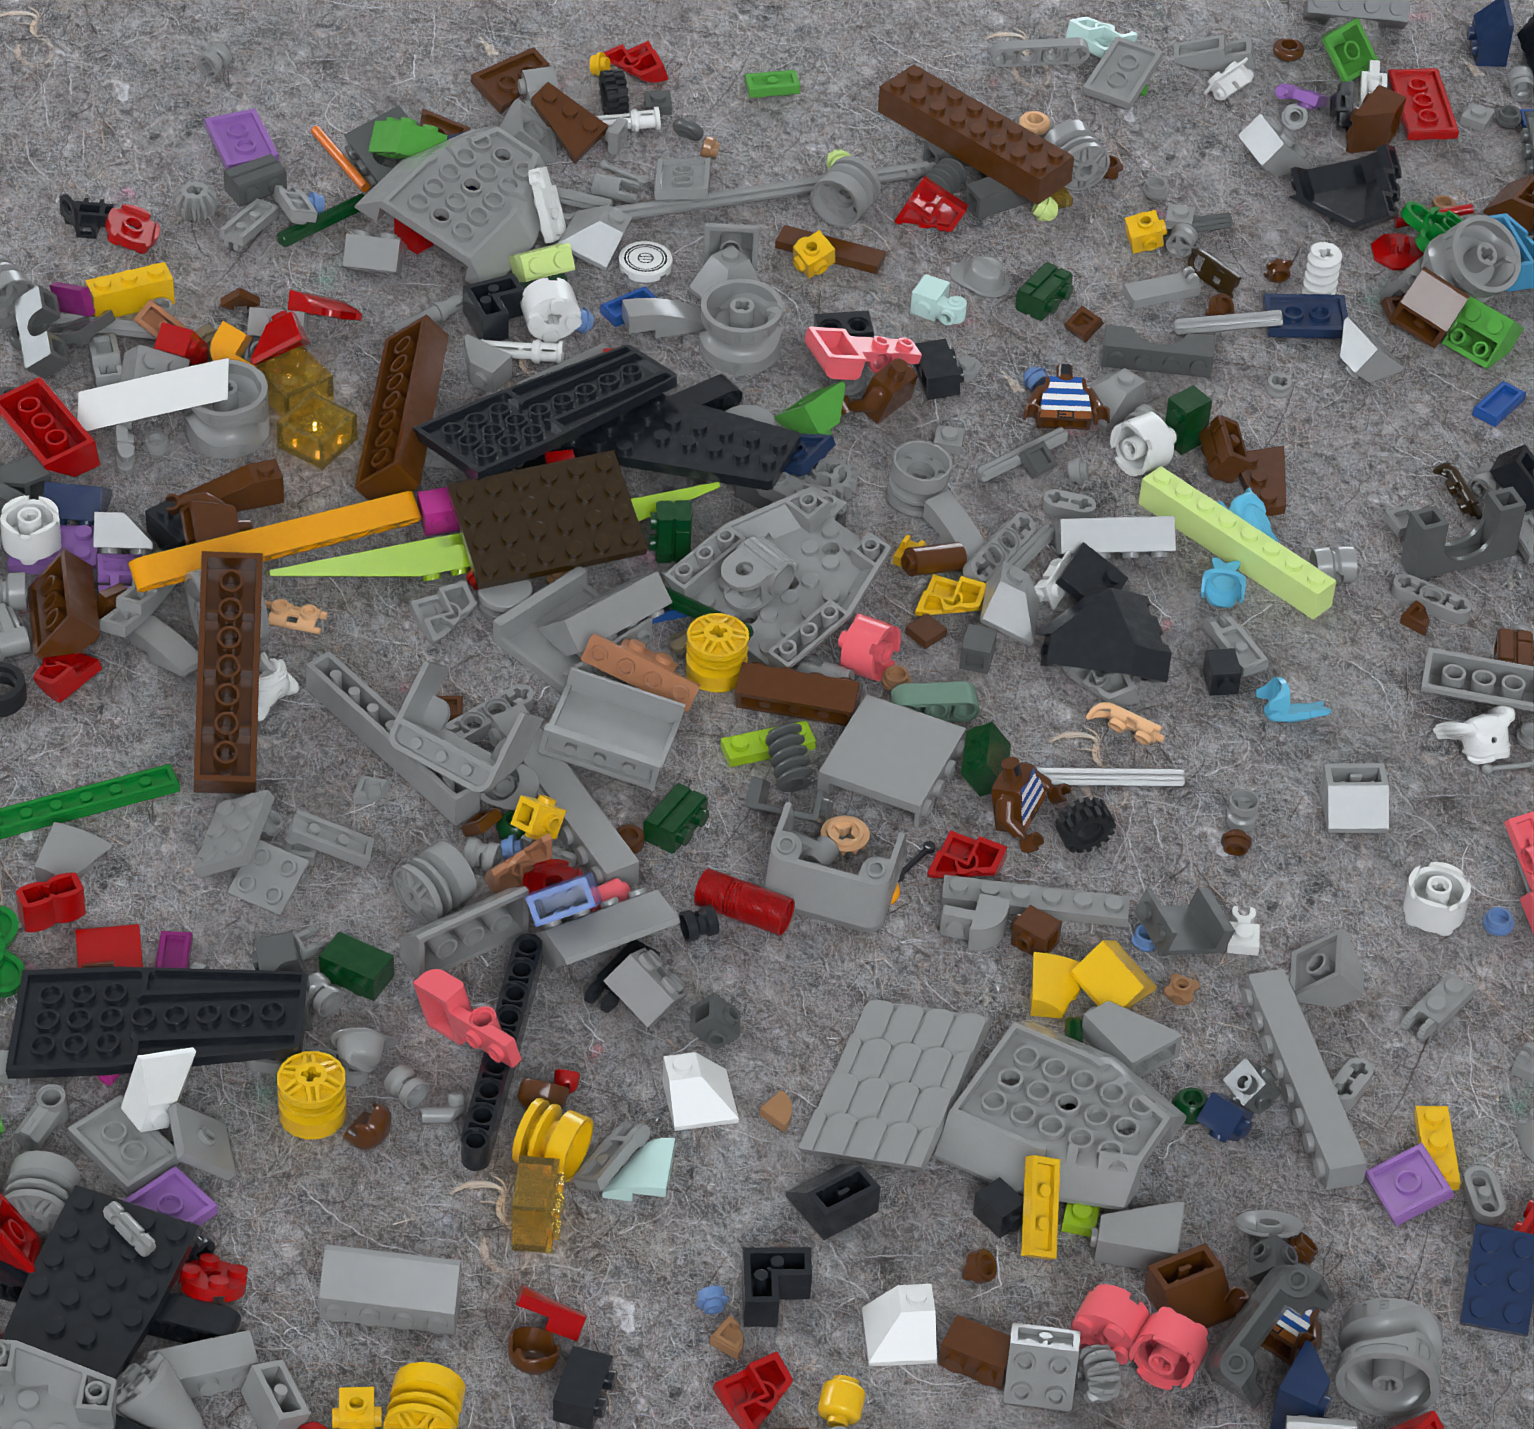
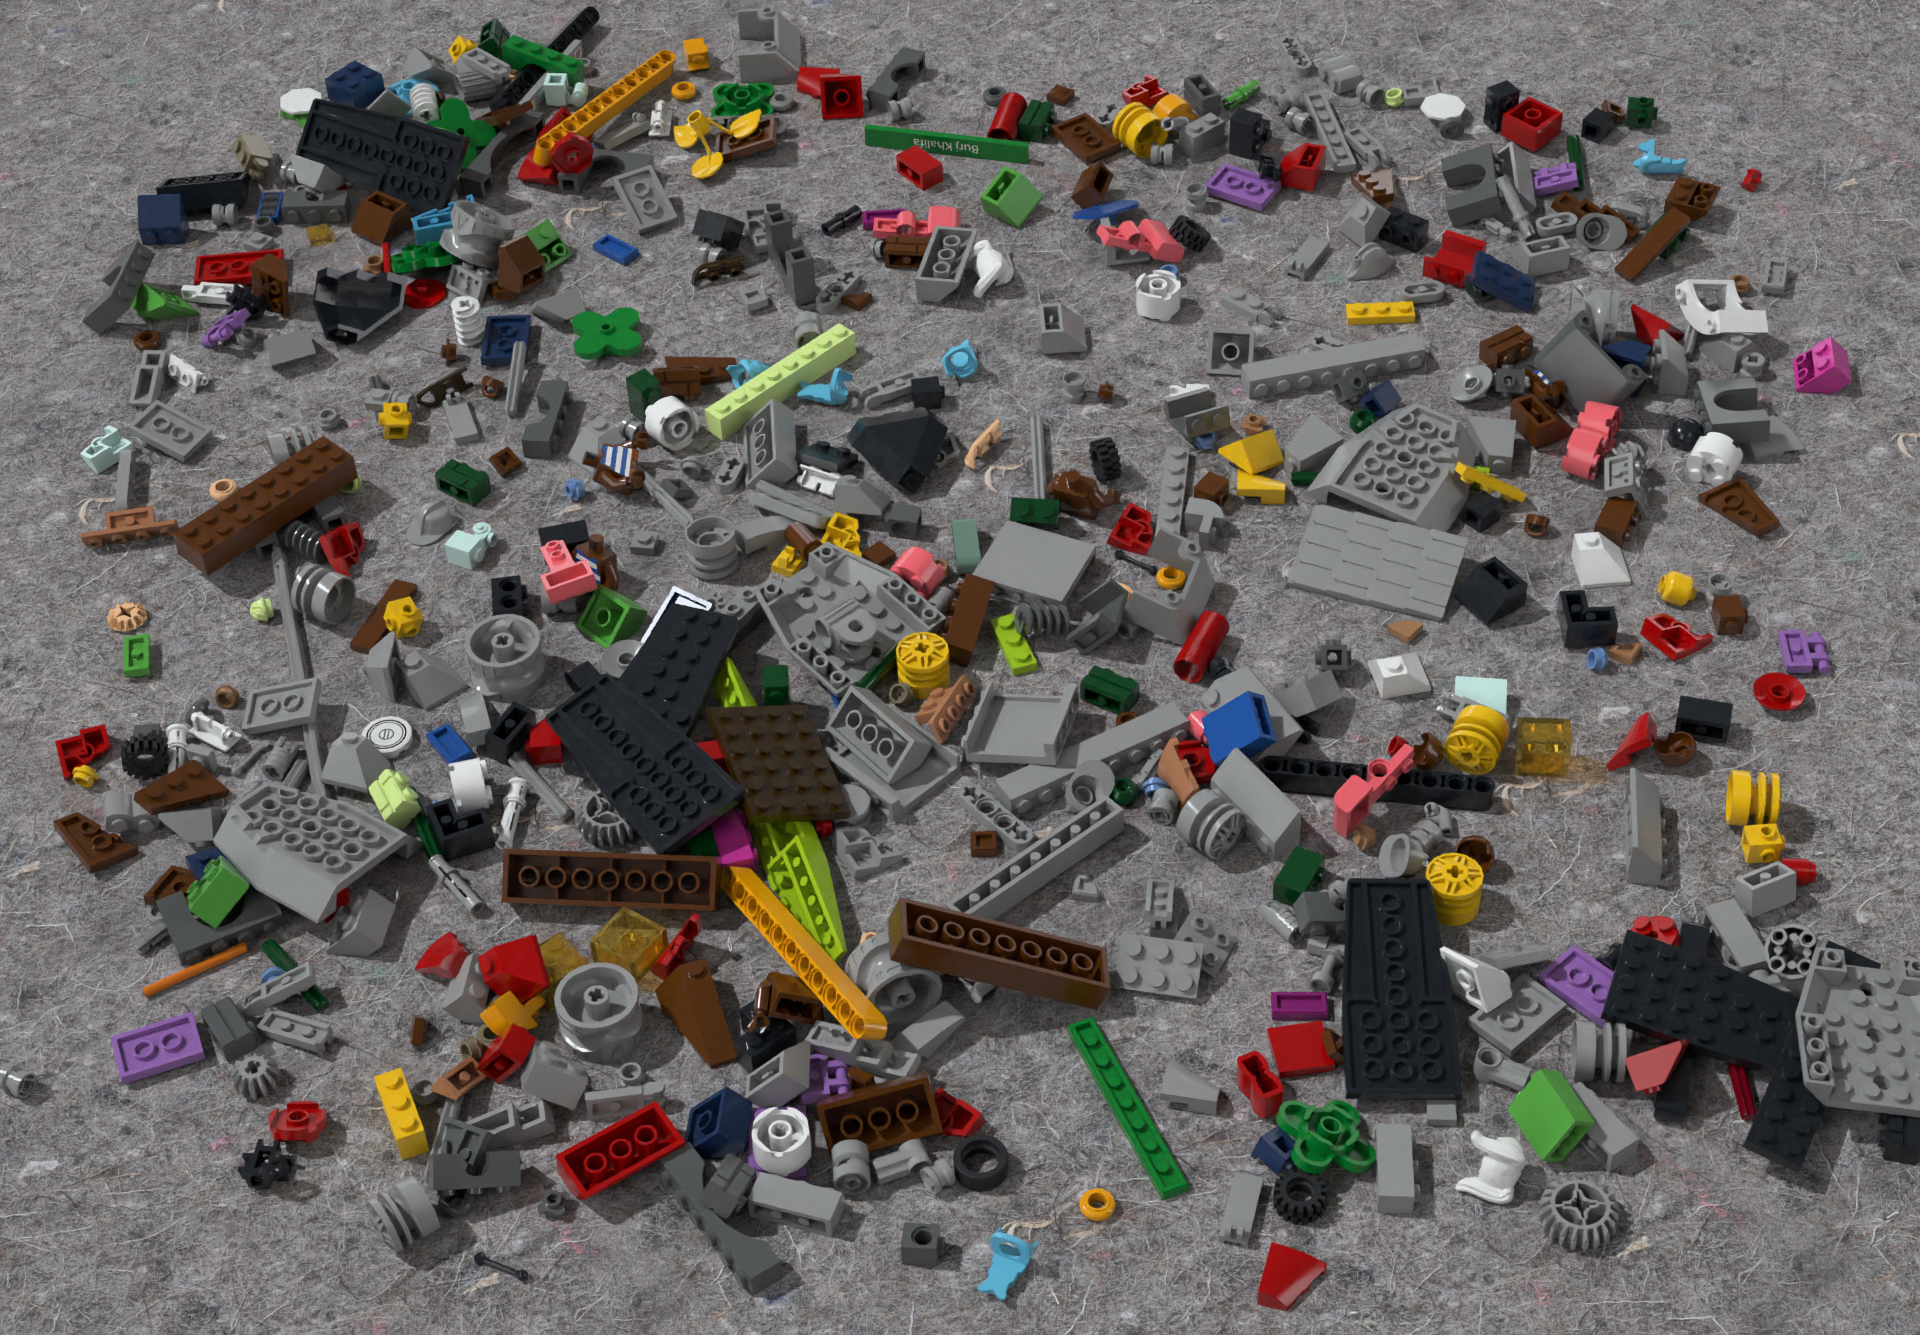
camera: 85 degrees left, 0 degrees up
(73, 298) = (416, 1153): magenta tile -> none
(129, 1228) = (1648, 965): light grey axle -> none
(153, 395) = (596, 1055): white sticker -> none
(311, 465) = (674, 953): none -> red slope
(416, 1031) = (1364, 836): none -> medium nougat plate
(422, 735) = (1090, 791): light grey windscreen -> none
(441, 474) = (702, 844): none -> dark green brick
(481, 822) = (1130, 806): reddish brown tile -> none
(486, 364) = (534, 833): light grey slope -> none
(538, 816) = (1134, 759): yellow brick -> none
(547, 204) = (305, 781): white hinge -> none
(625, 329) = (510, 732): none -> black brick
(659, 142) = (213, 732): none -> white hinge
(842, 75) = (121, 622): none -> light nougat gear
(970, 59) = (129, 524): none -> nougat bracket
(1318, 393) = (607, 334): none -> green plant
(1355, 1272) = (1506, 347): none -> reddish brown brick
(1408, 1184) = (1421, 318): medium lavender tile -> none
(1500, 162) = (319, 235): none -> clear yellow tile

